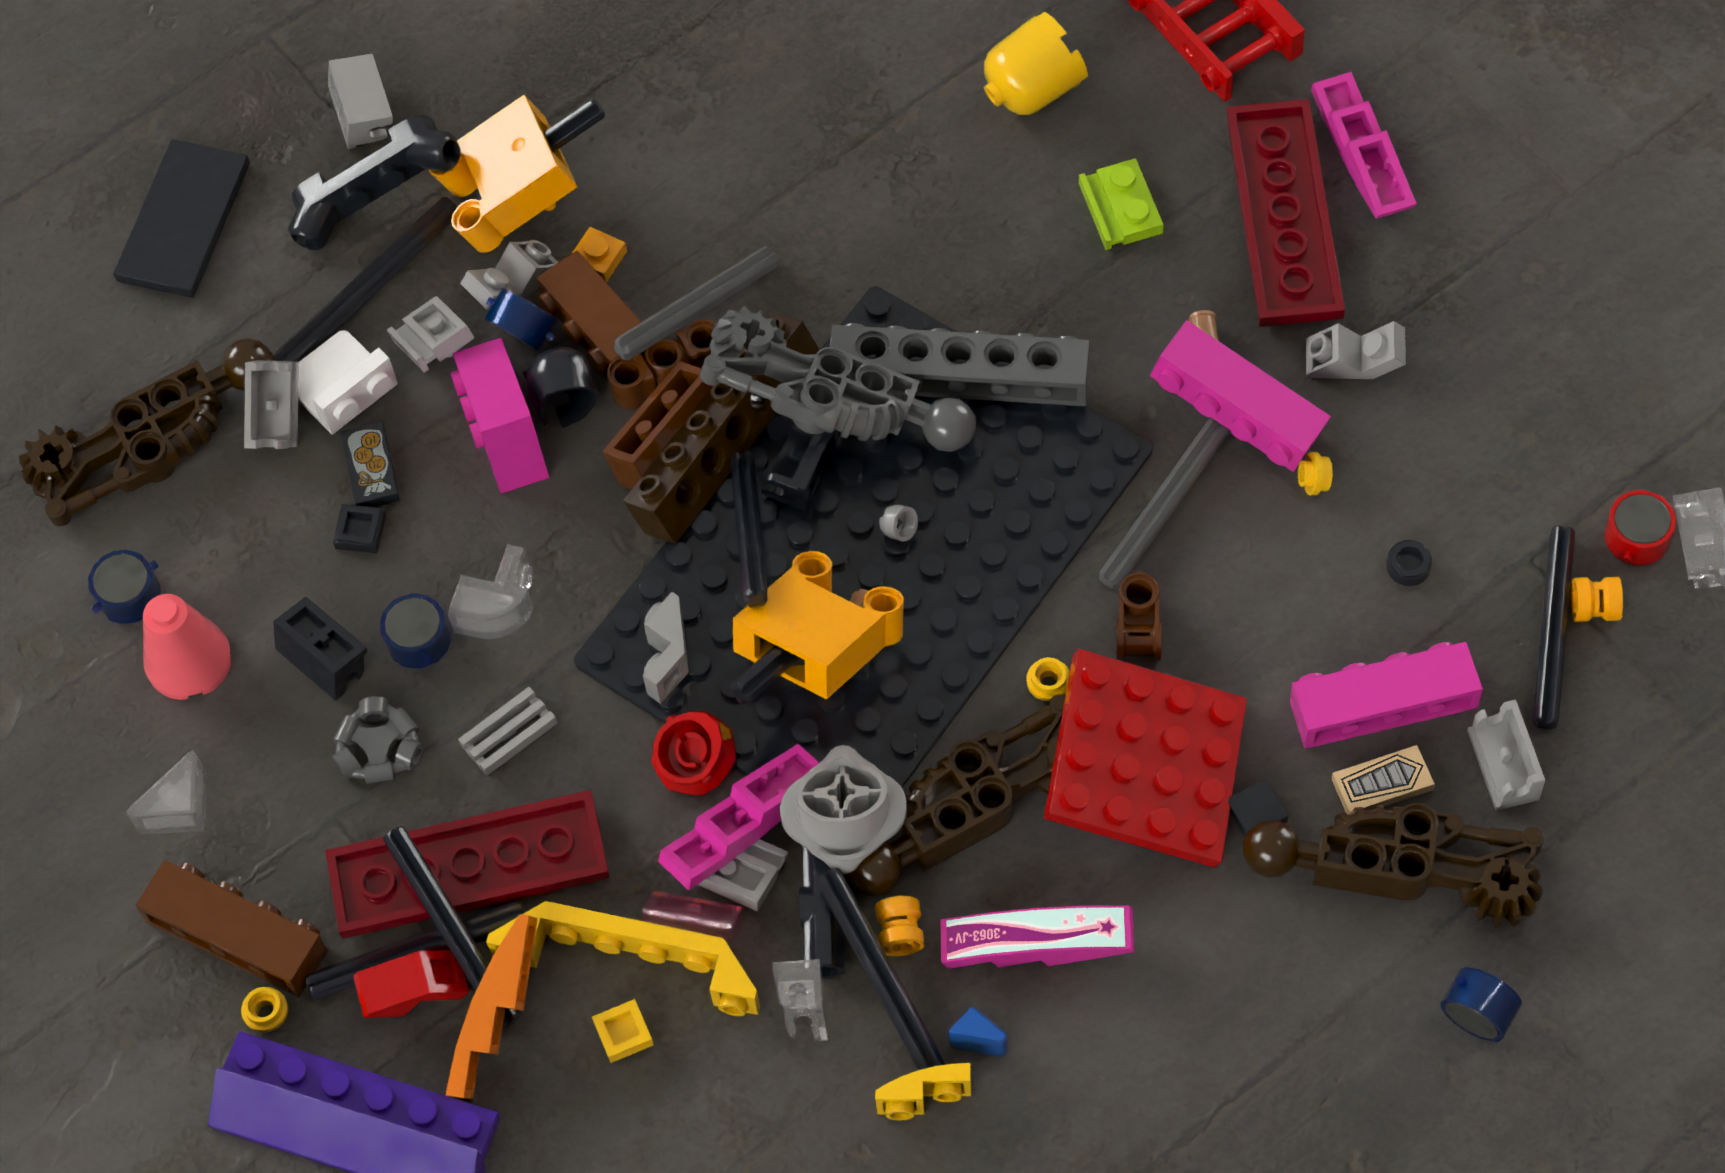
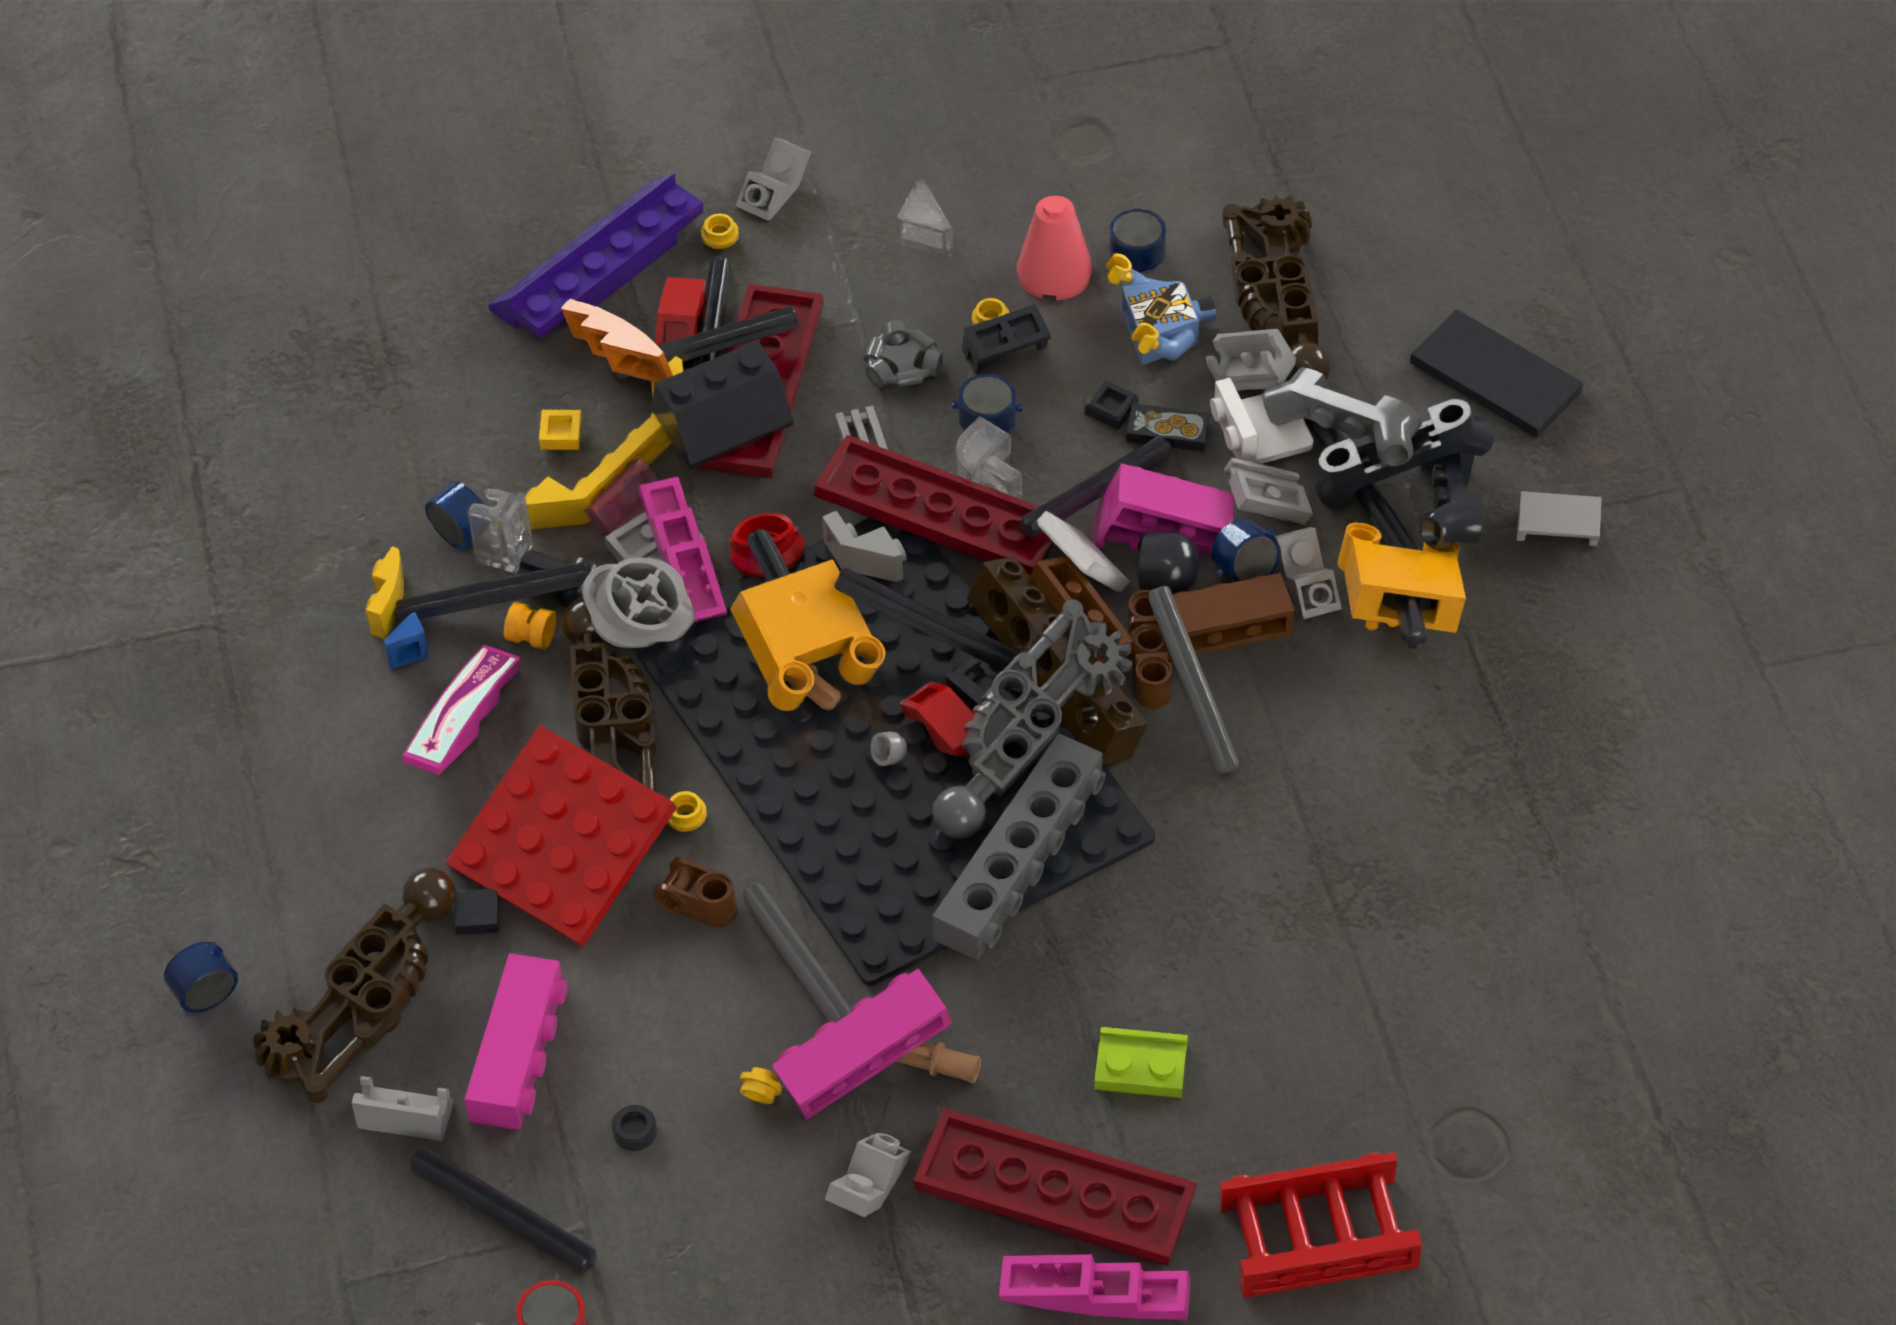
camera: 110 degrees right, 10 degrees down
(168, 990) = (780, 177): none -> light grey slope
(232, 927) = (794, 226): reddish brown brick -> none
(233, 518) = (1158, 312): none -> torso
(283, 673) = (988, 309): none -> yellow plate
(303, 333) = (1308, 396): none -> dark grey plate
(351, 226) = (1448, 431): none -> black plate
(487, 484) = (1095, 485): none -> black axle
(542, 854) = (722, 404): none -> black slope
(575, 611) = (930, 503): none -> dark red plate
(584, 452) = (1082, 552): none -> white tile
(601, 251) = (1301, 646): light orange plate -> none
(795, 1063) = (449, 513): none -> clear blue piece
(841, 485) = (942, 714): none -> red slope
(1032, 67) = (1321, 1033): yellow cylinder -> none
(1383, 780) = (443, 1013): tile -> none
(1596, 599) = (504, 1244): light orange wheel -> none

